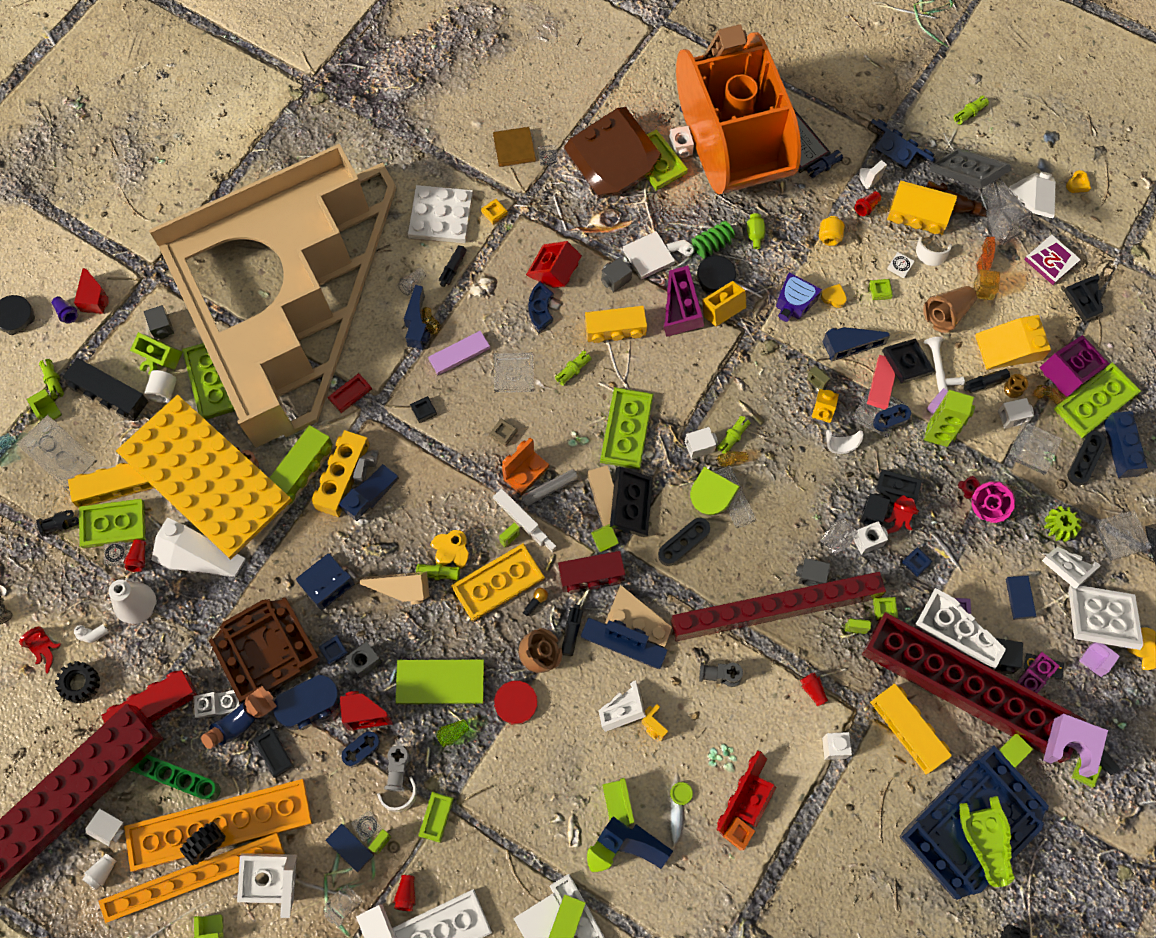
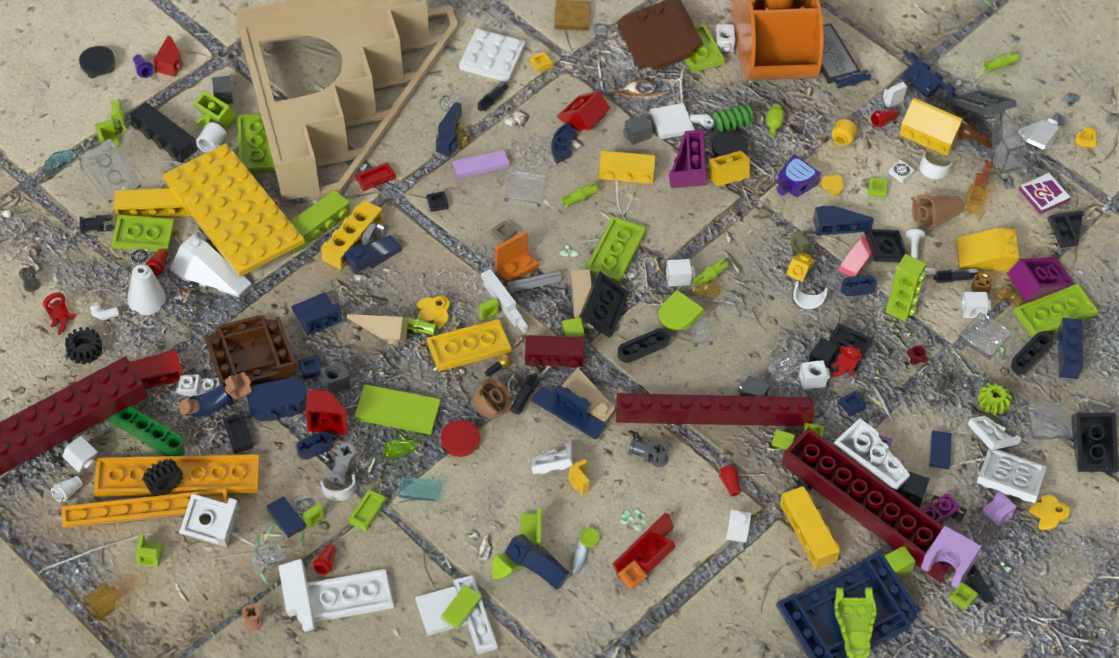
camera: 10 degrees right, 15 degrees down
(487, 777) = (420, 489): none -> clear light blue tile
(993, 501) = (933, 365): dark pink cylinder -> none

